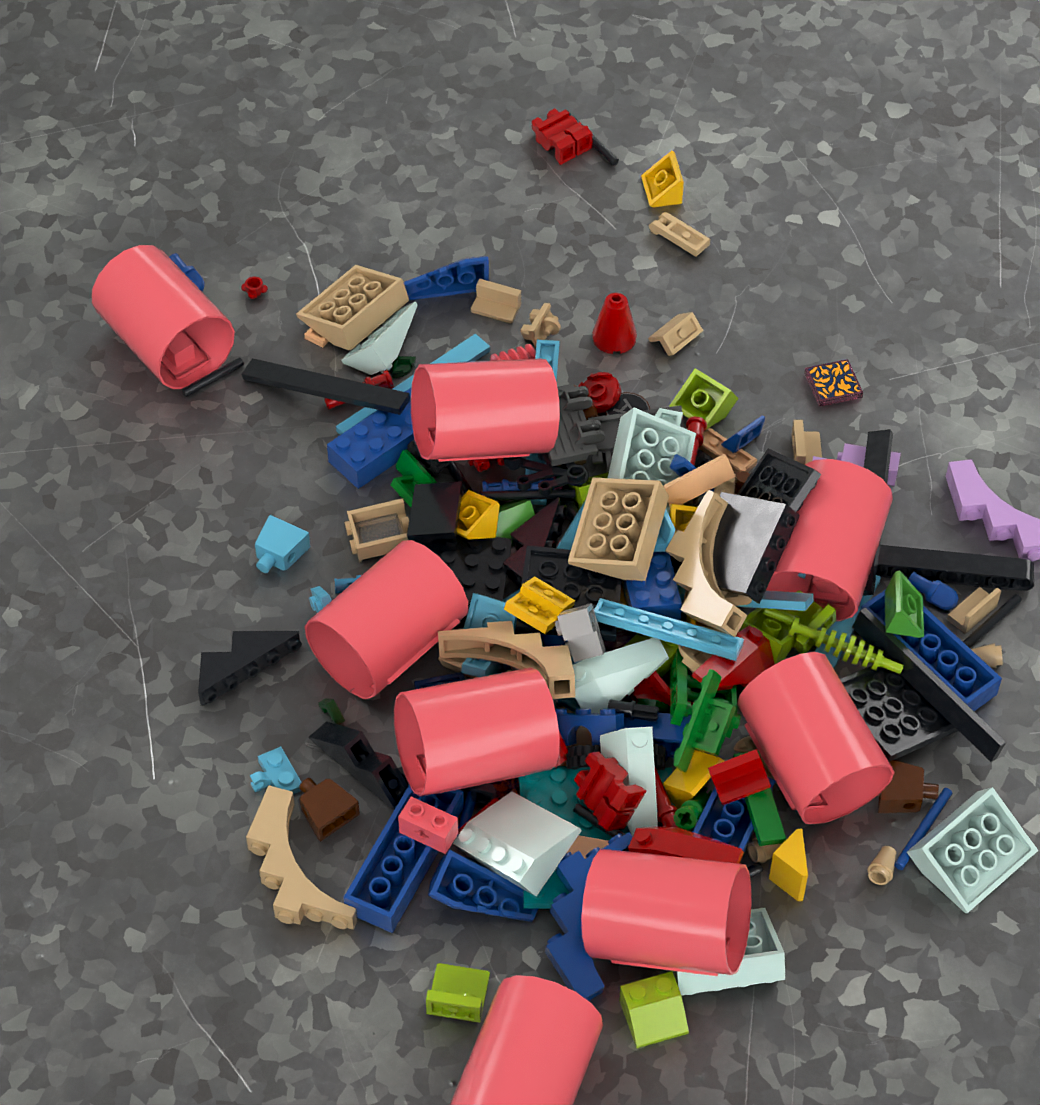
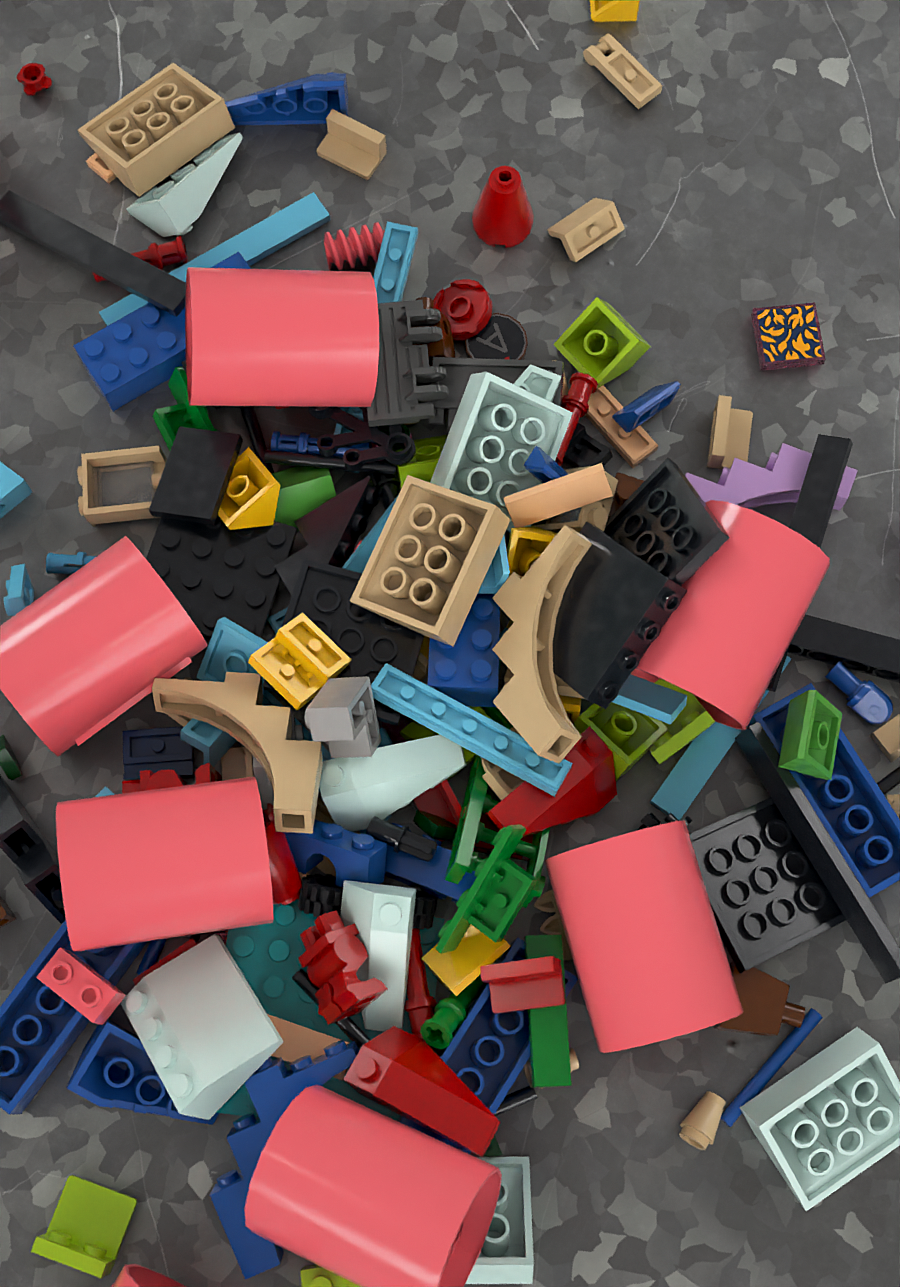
camera: 10 degrees right, 20 degrees up
(403, 365) = (208, 228): dark green tile -> none
(542, 324) = (407, 191): tan hips -> none
(790, 866) = (574, 1112): yellow slope -> none
(849, 648) = (721, 782): lime piece -> none

